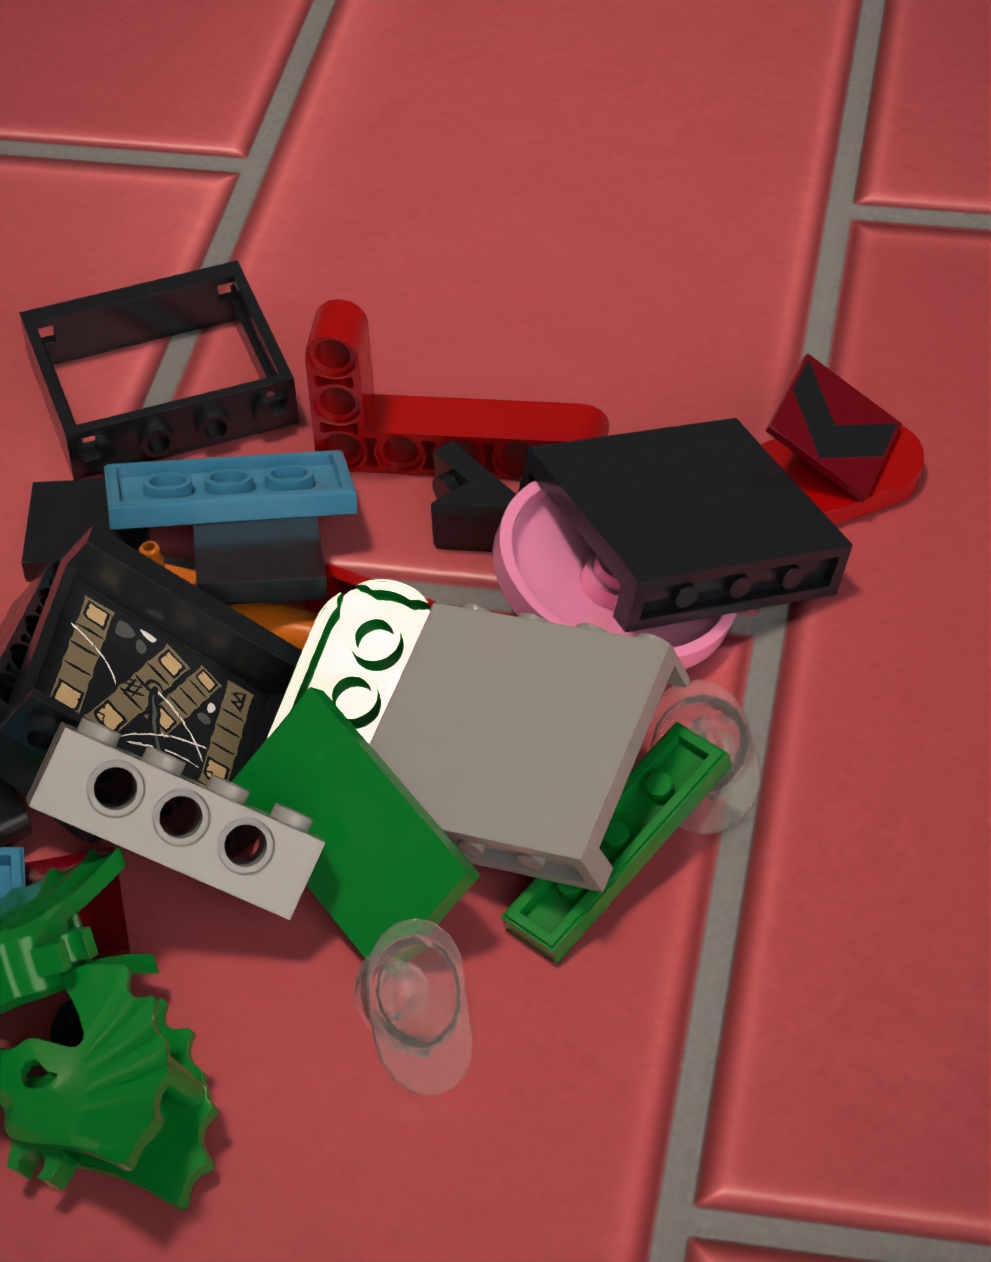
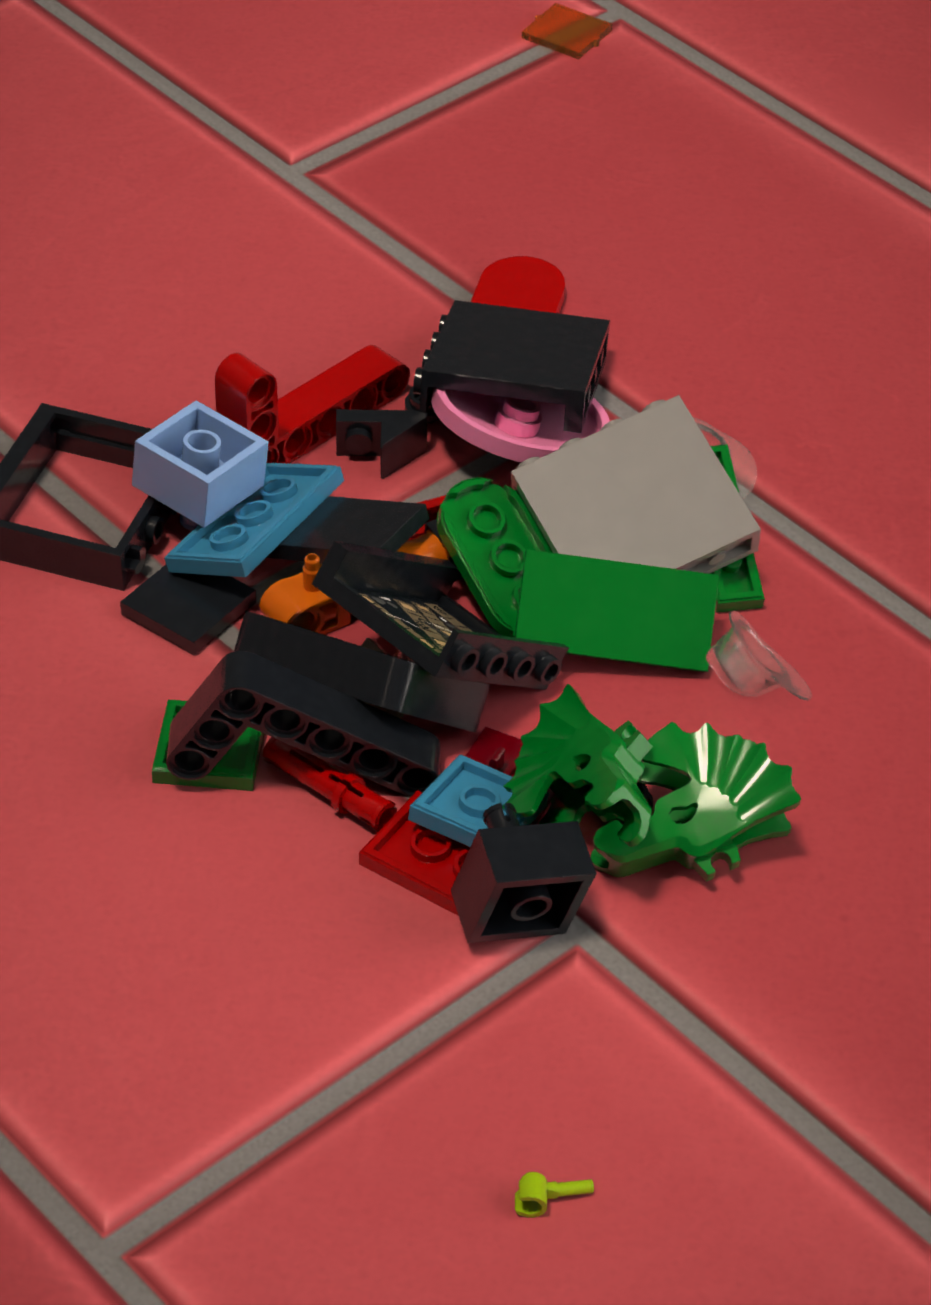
camera: 55 degrees left, 0 degrees up
(223, 395) = (199, 464): none -> light blue brick
(268, 878) = (572, 651): light grey brick -> none
(834, 427) = (509, 273): dark red piece -> none

